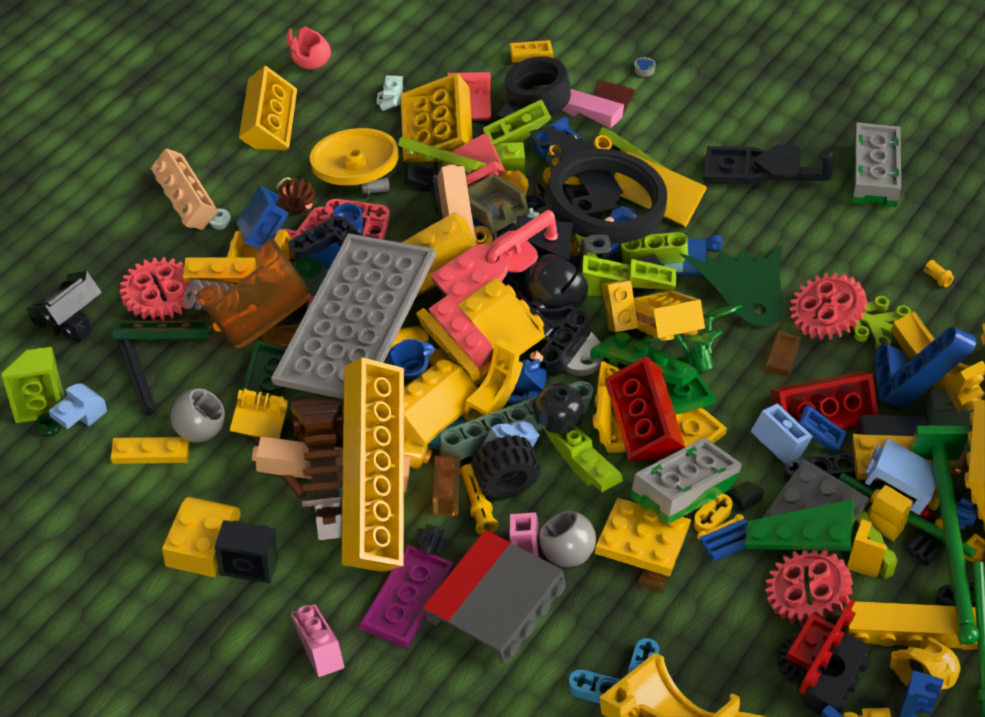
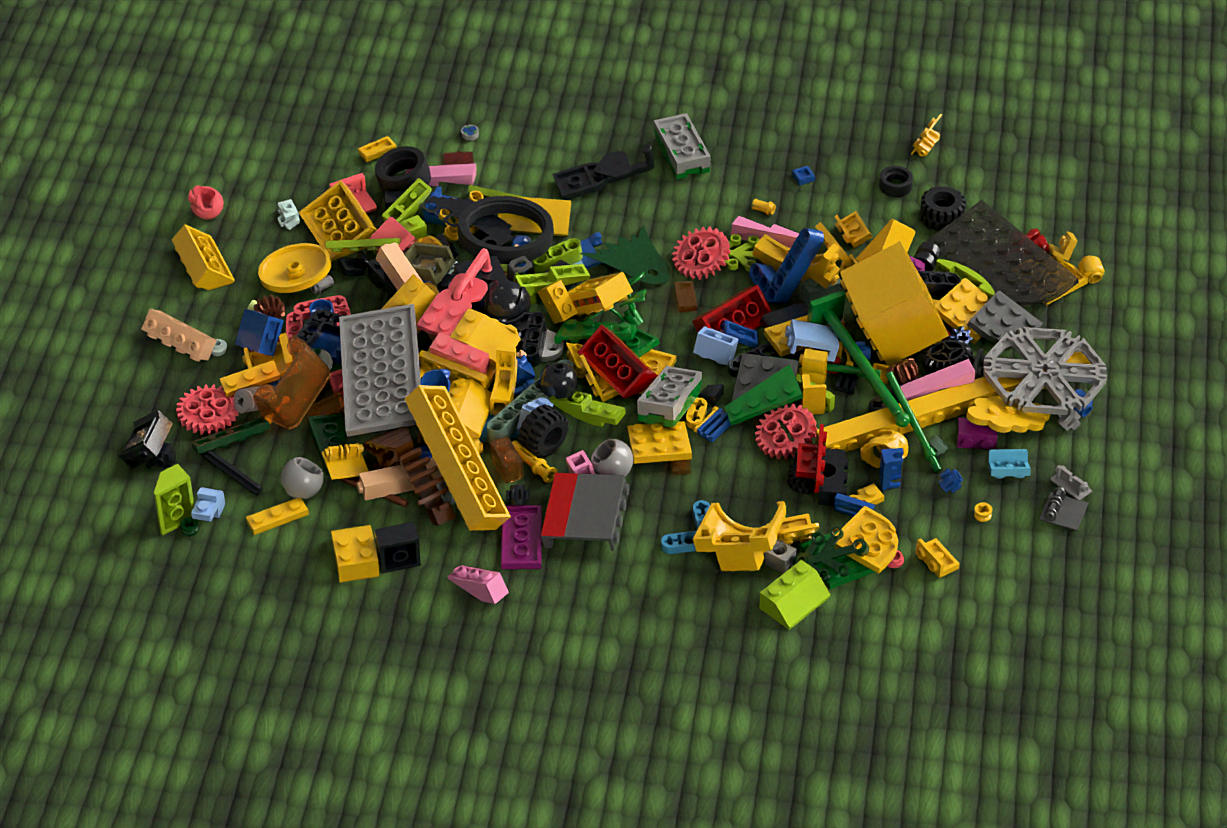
camera: 25 degrees left, 5 degrees down
(932, 315) = (747, 228): none -> bright pink slope

